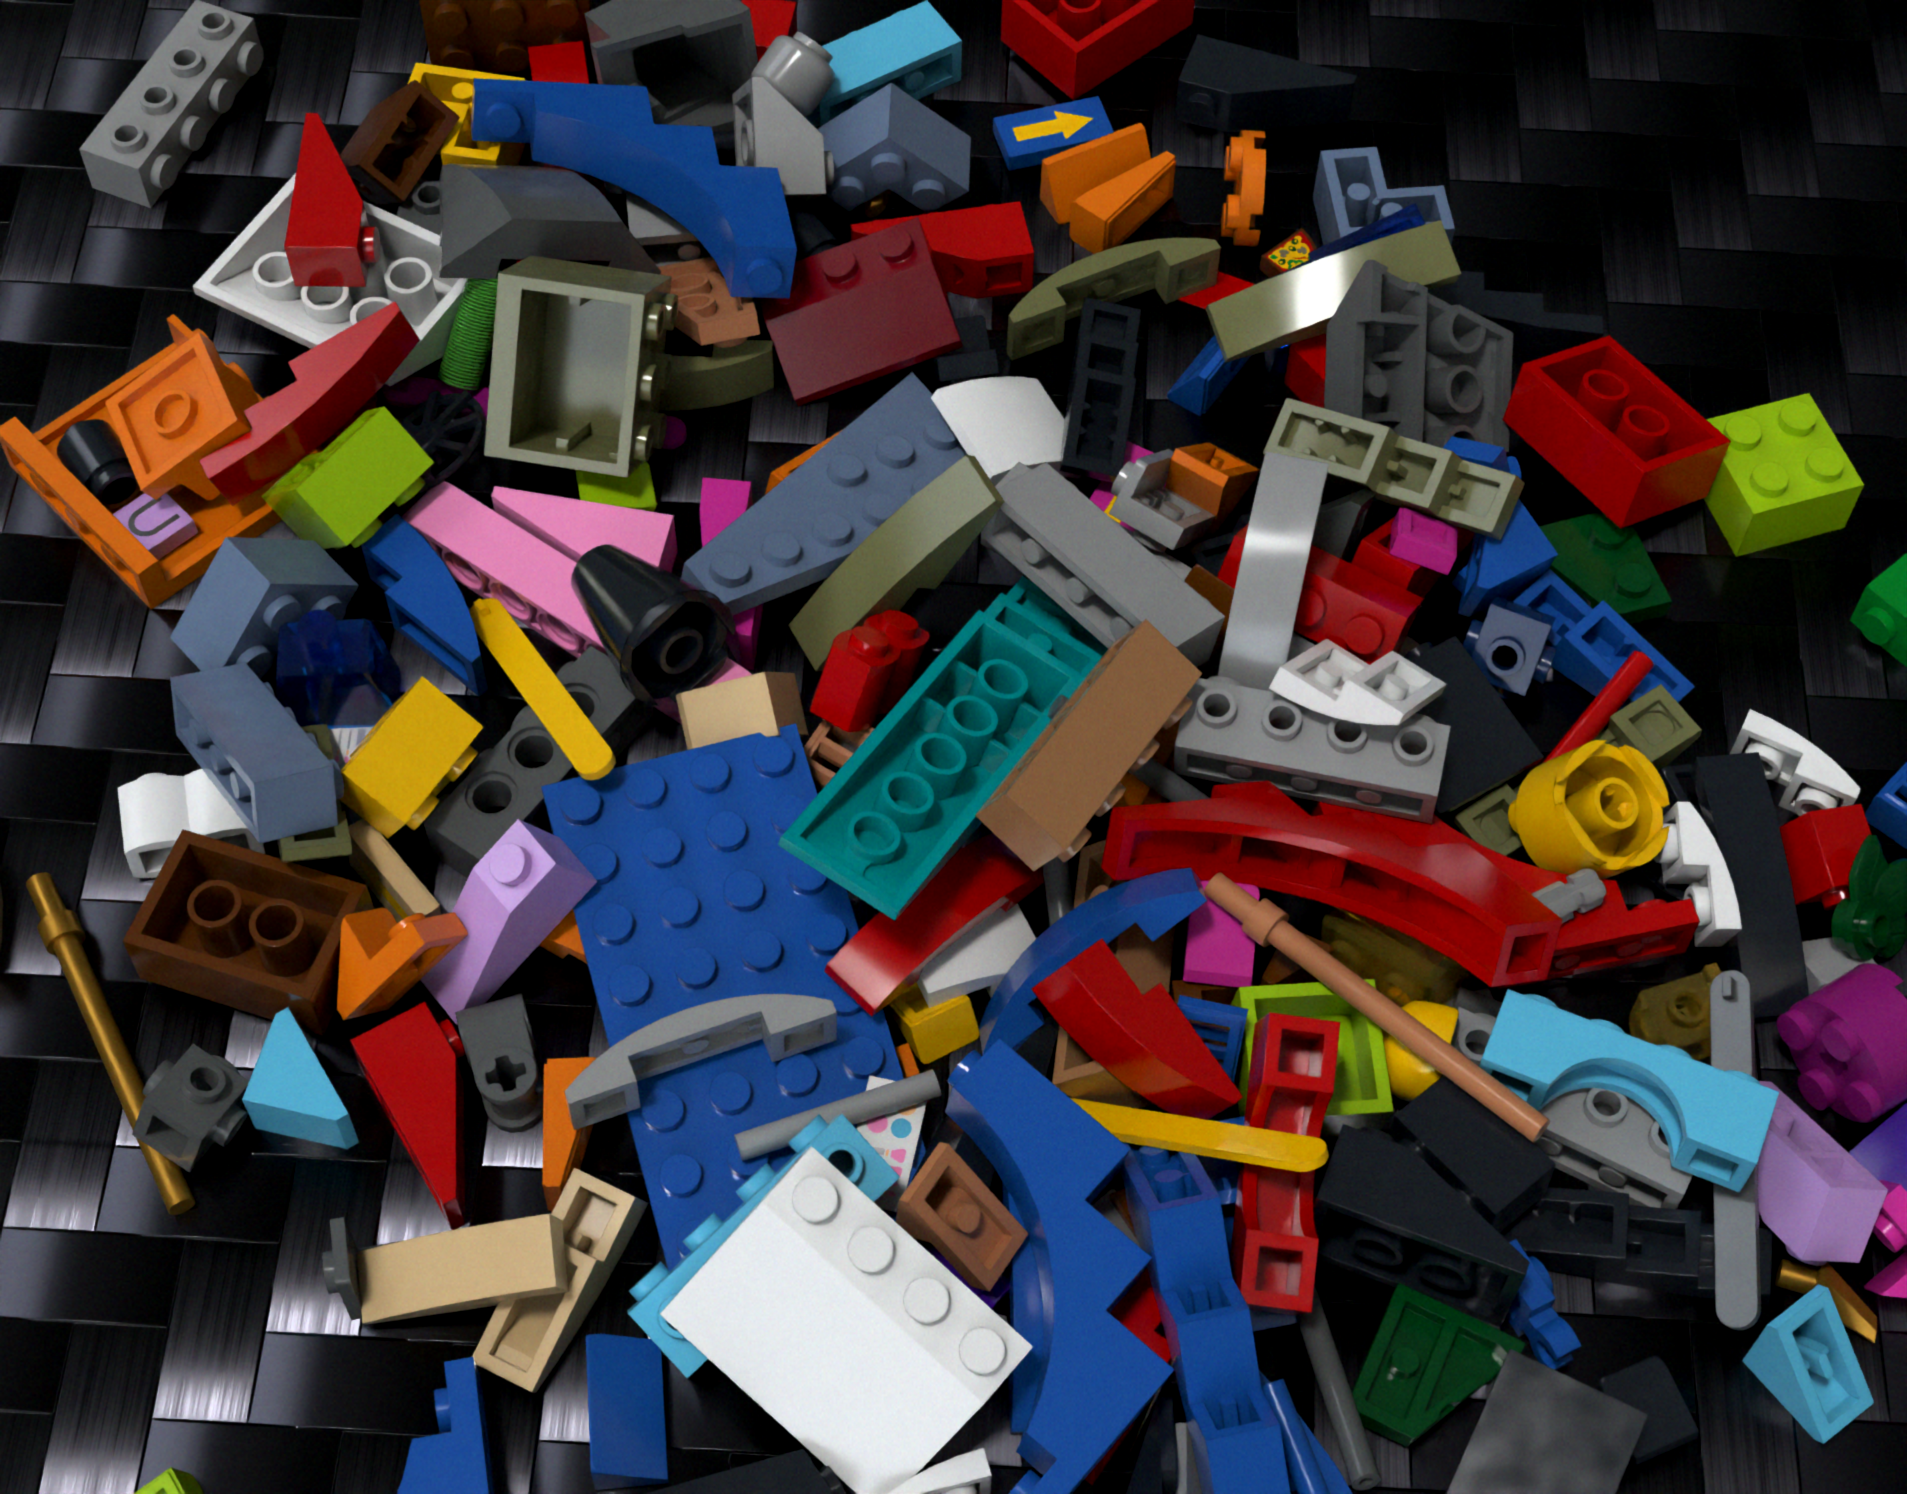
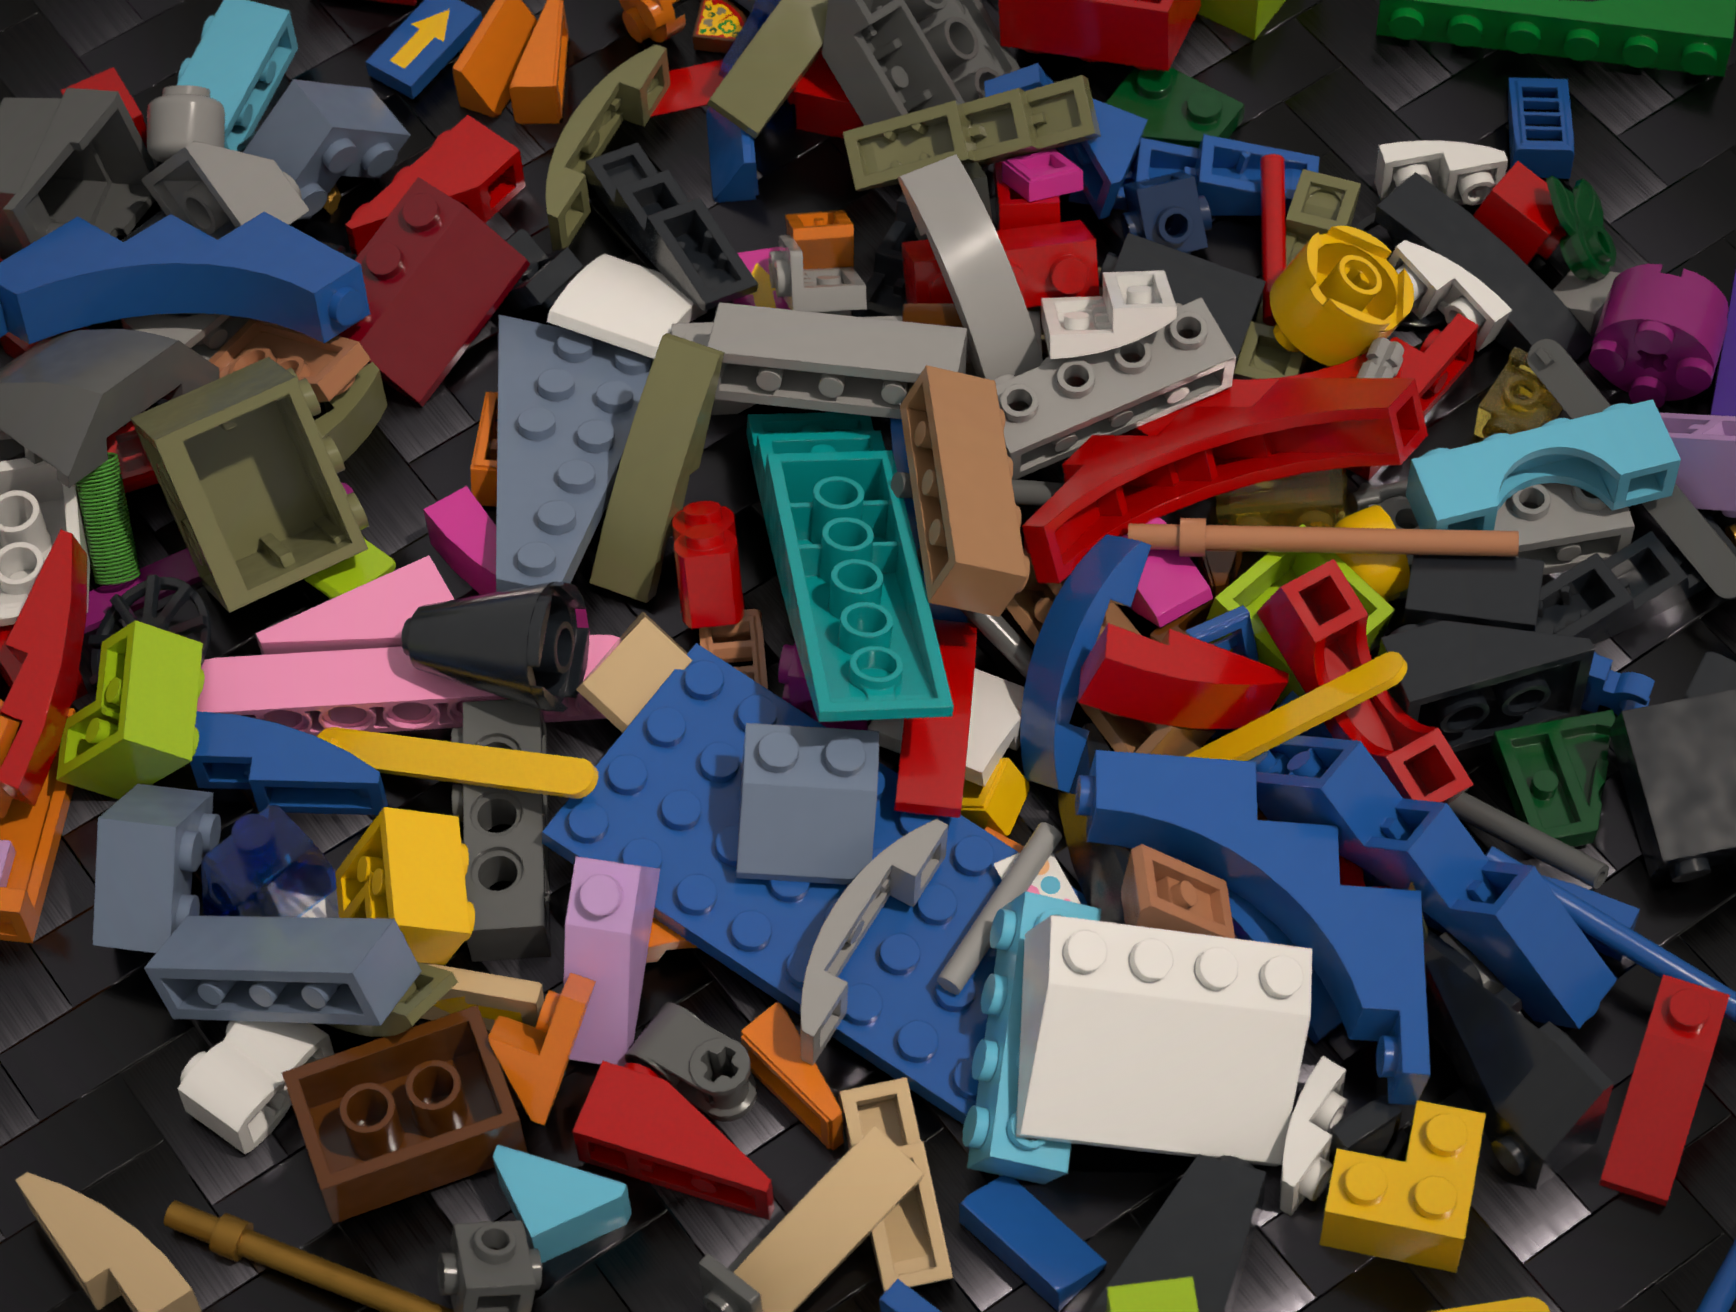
camera: 35 degrees left, 0 degrees up
(749, 911) = (807, 803): none -> sand blue slope

